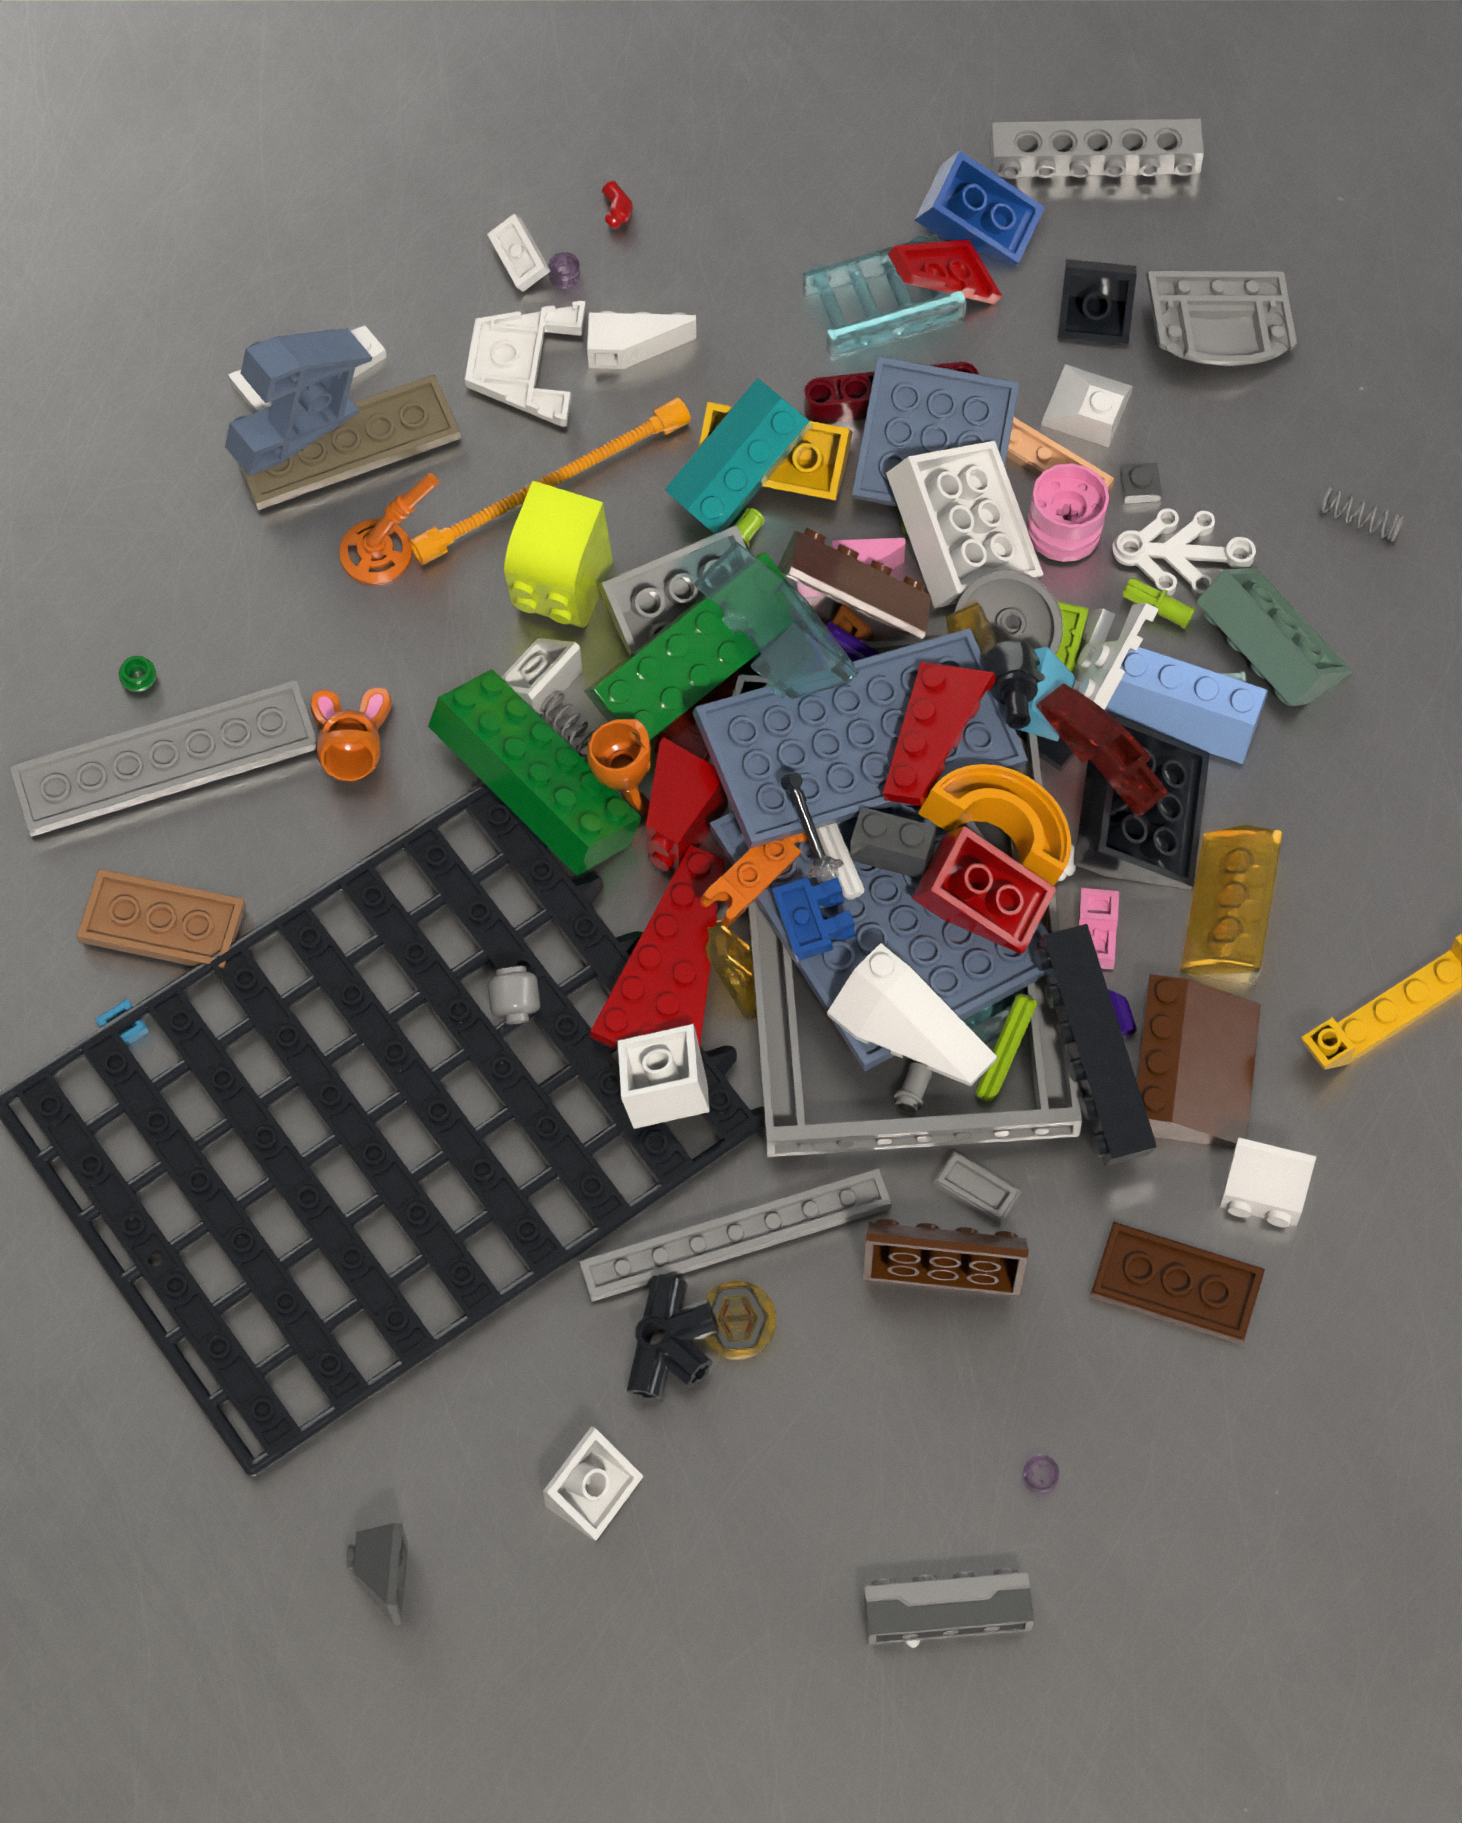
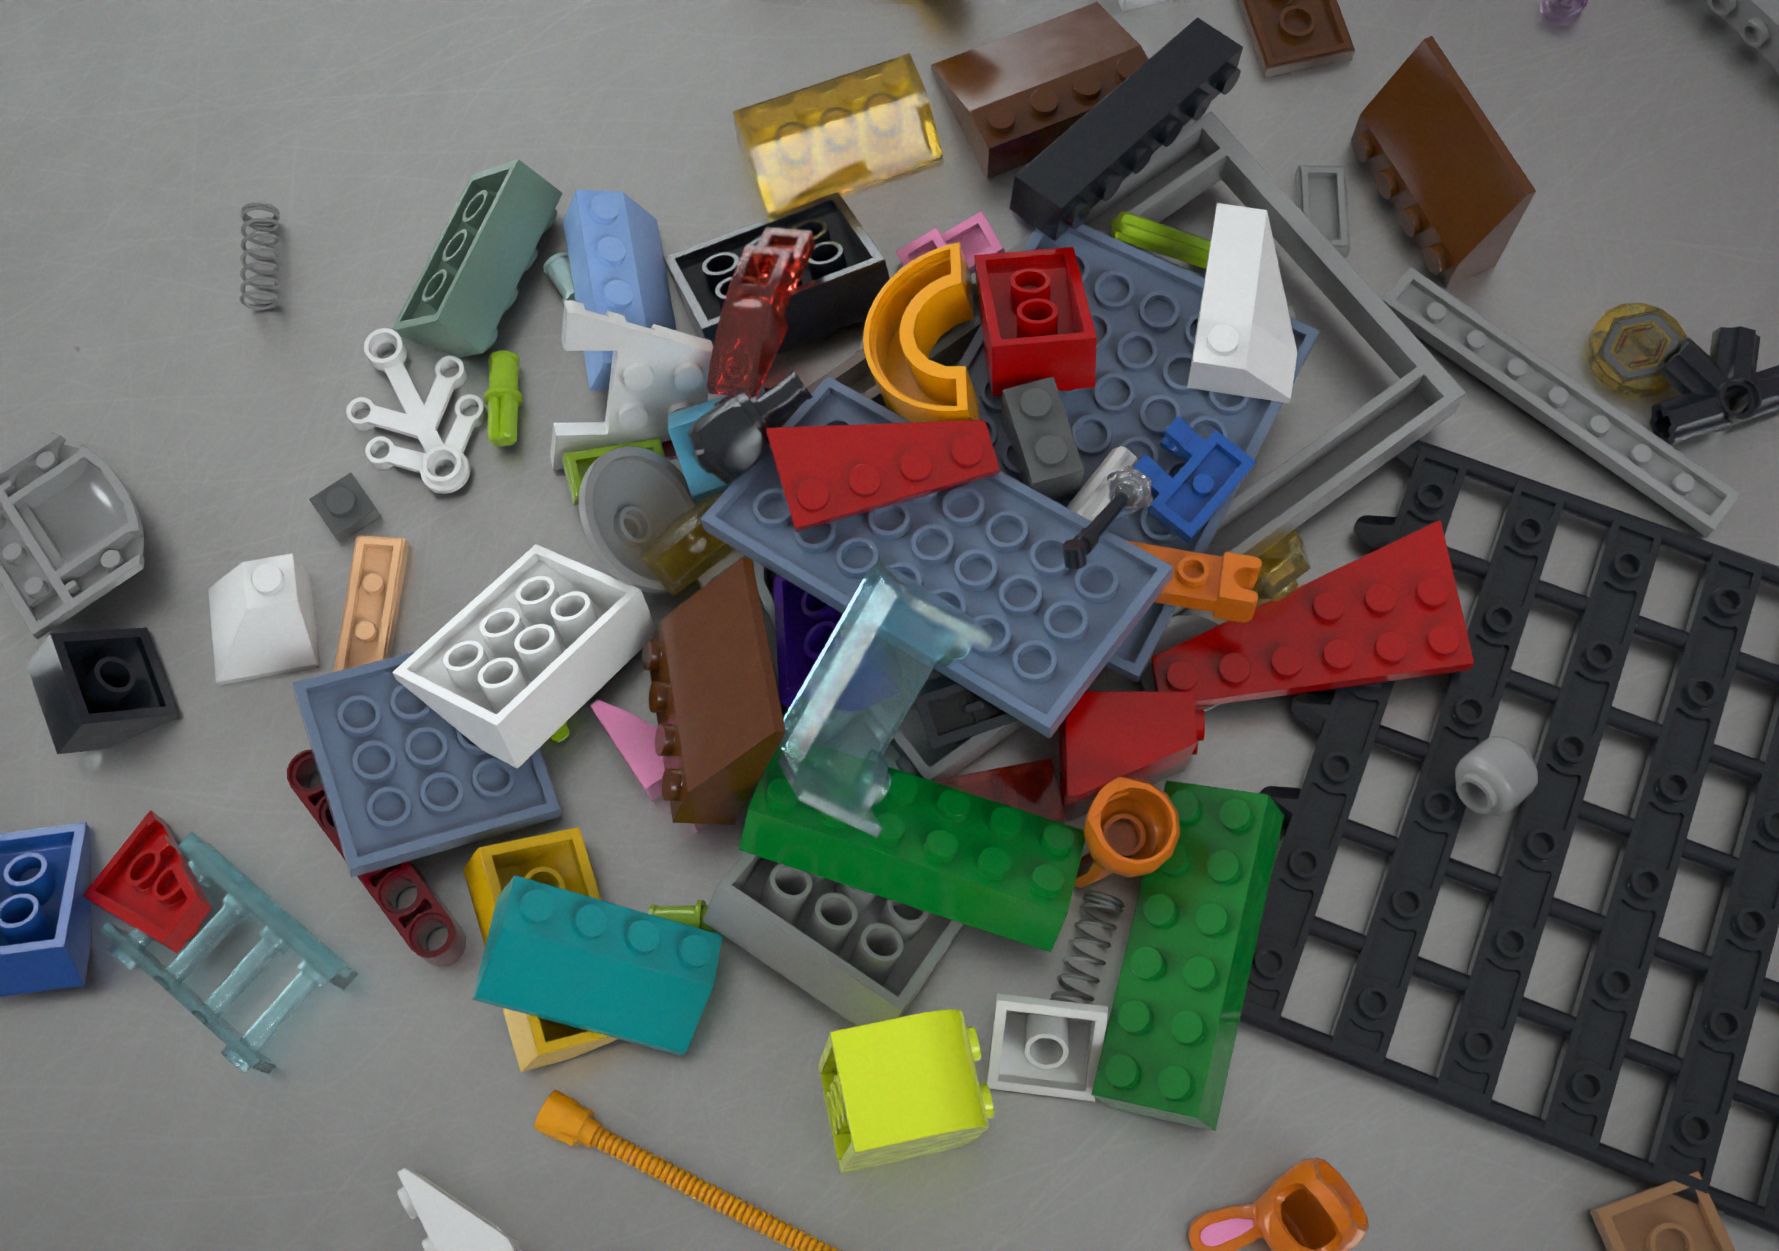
camera: 120 degrees left, 5 degrees up
(662, 1076) = (1476, 544): white slope -> none
(1067, 512) = (427, 525): bright pink wheel -> none

